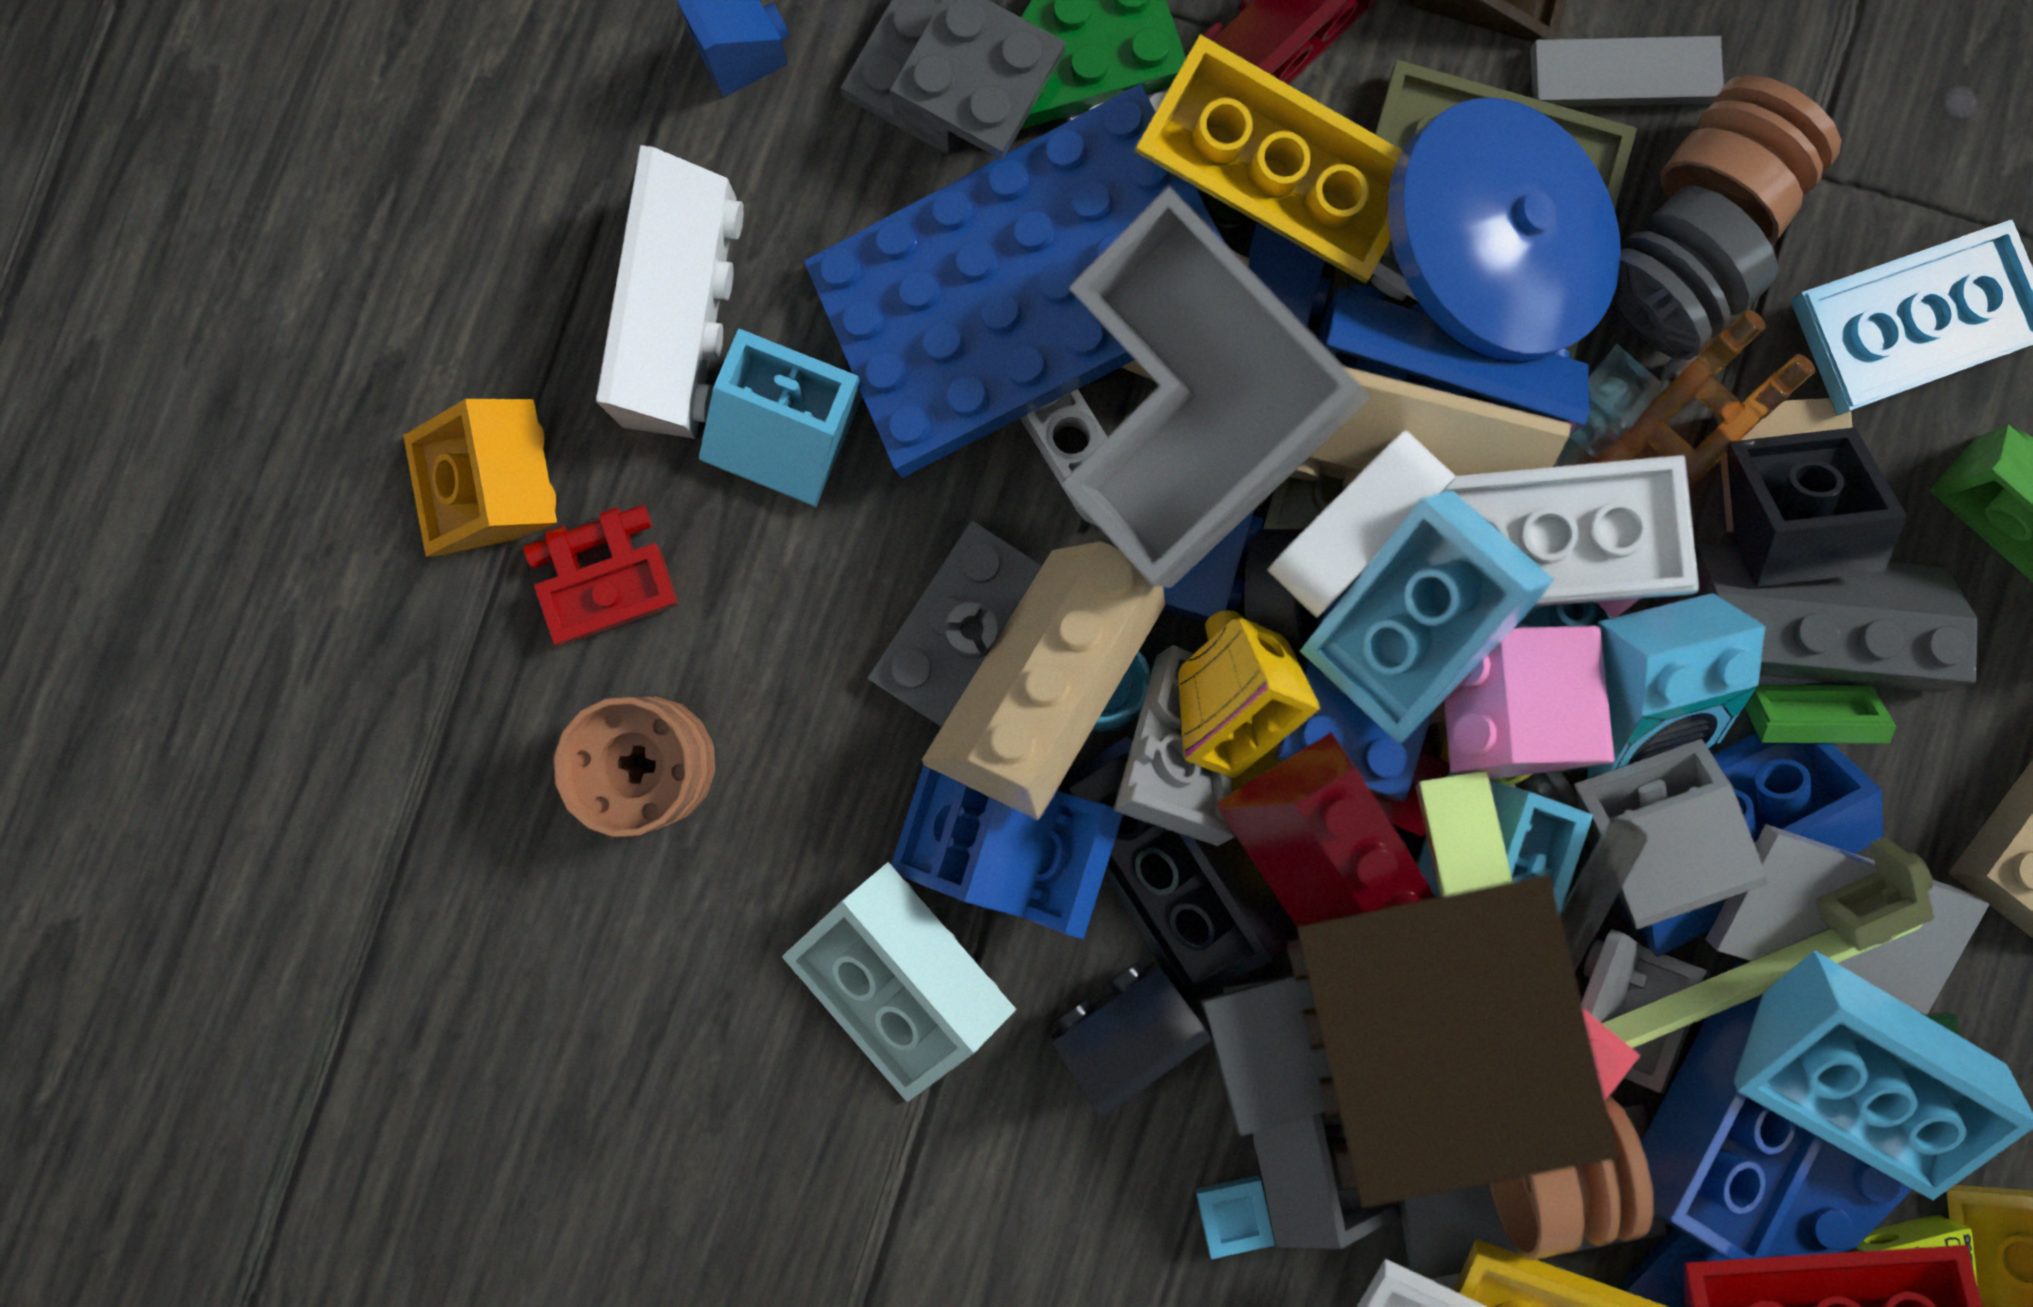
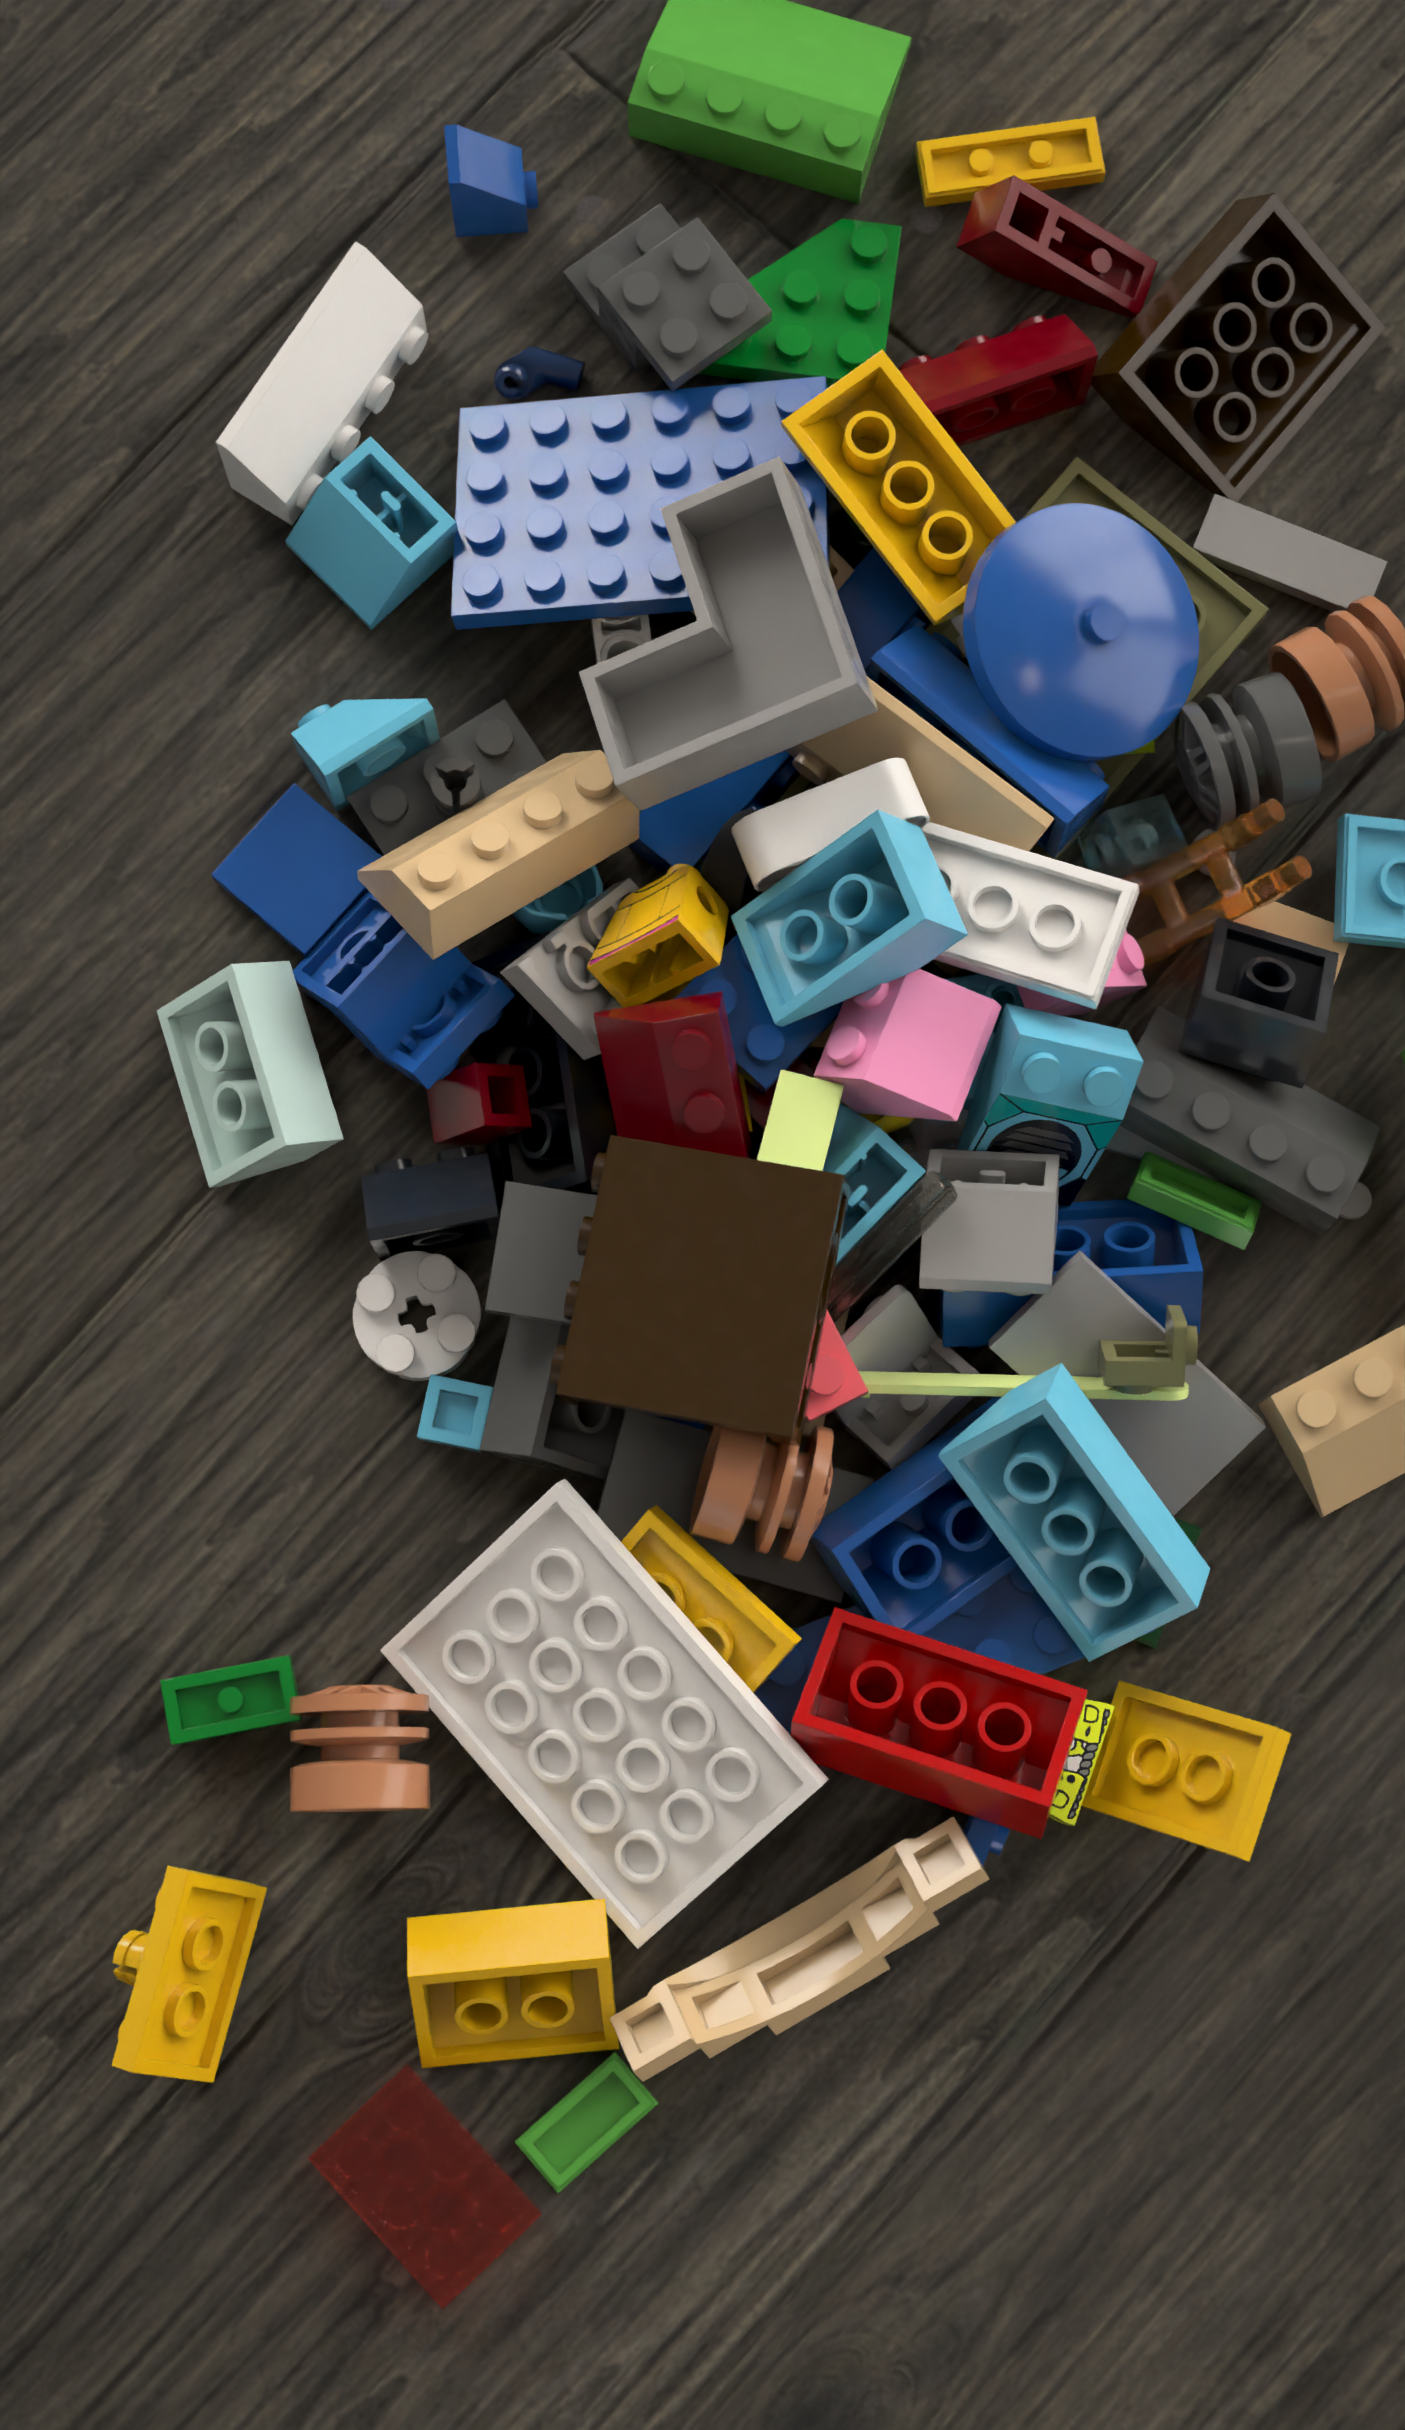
camera: 25 degrees right, 5 degrees down
(480, 475) = (85, 472): light orange slope -> none
(599, 773) = (84, 749): nougat wheel -> none
(606, 592) = (150, 622): red plate -> none
(854, 765) = (297, 870): none -> blue tile
(855, 192) = (534, 369): none -> dark blue arm
(858, 623) = (362, 741): none -> medium azure slope
(1131, 921) = (479, 1104): none -> dark red brick
(1156, 1176) = (385, 1296): none -> white plate

